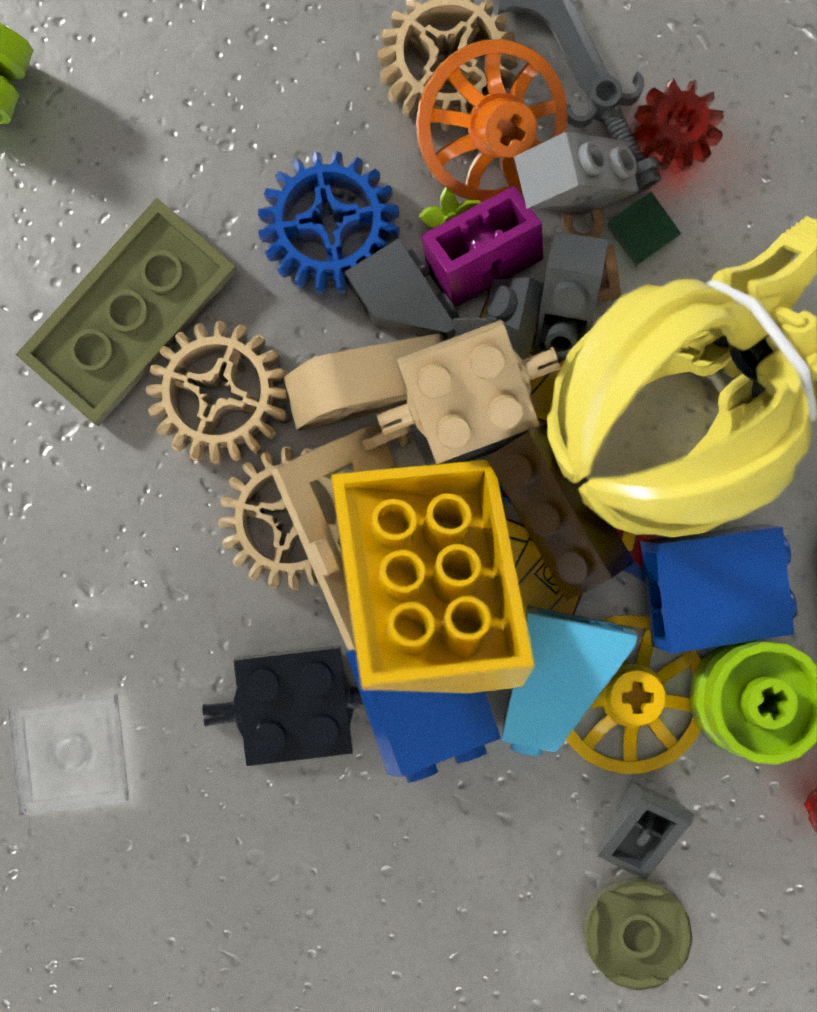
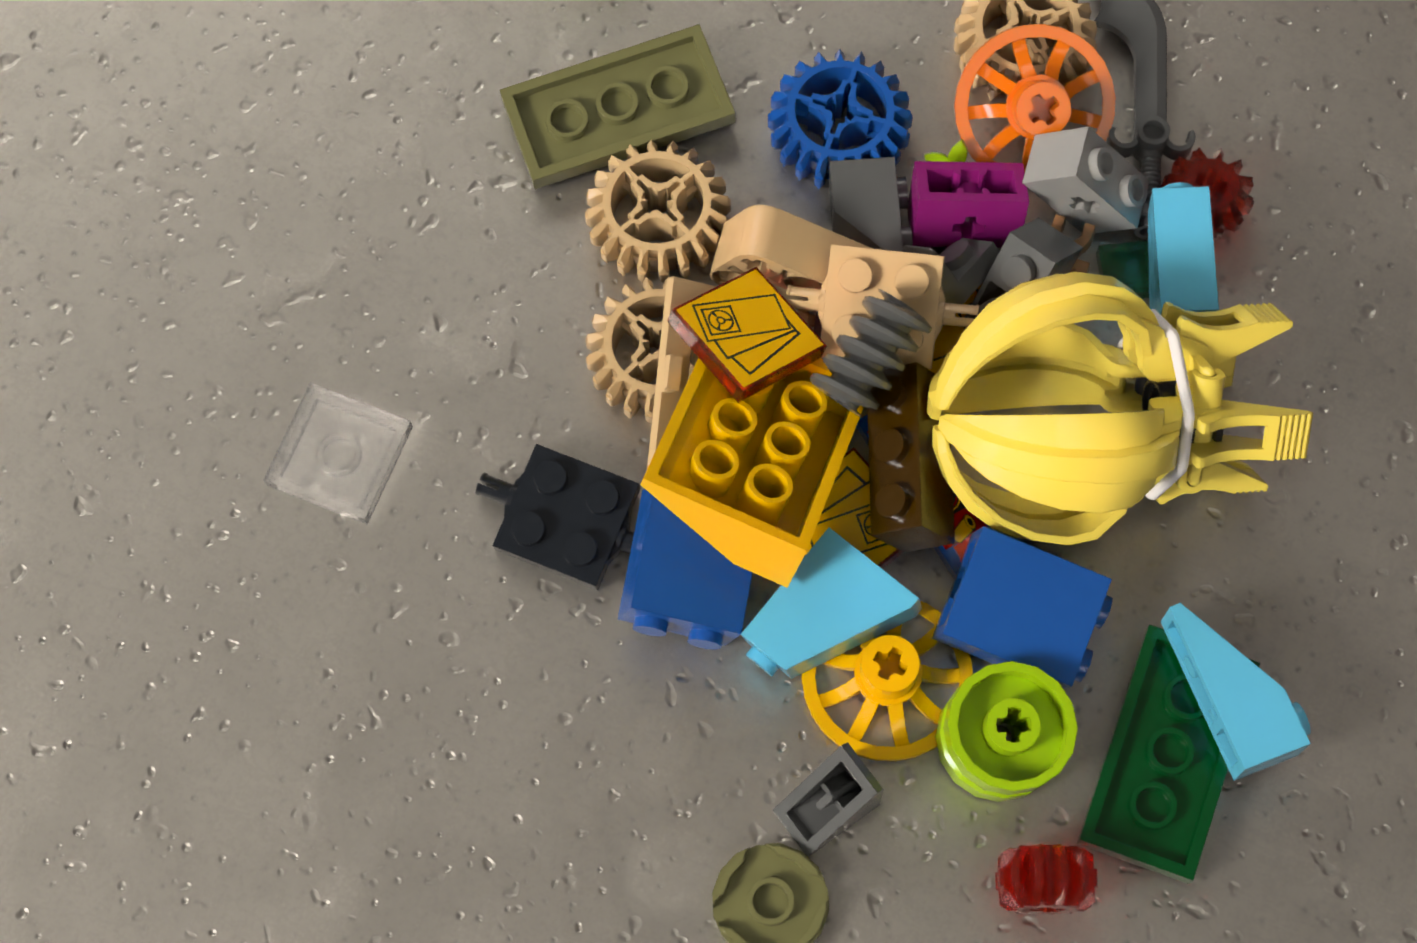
camera: 30 degrees right, 15 degrees down
(368, 484) = (746, 334): none -> yellow tile
(492, 450) = (870, 352): none -> dark grey piece
(698, 207) = (1181, 249): none -> medium azure slope

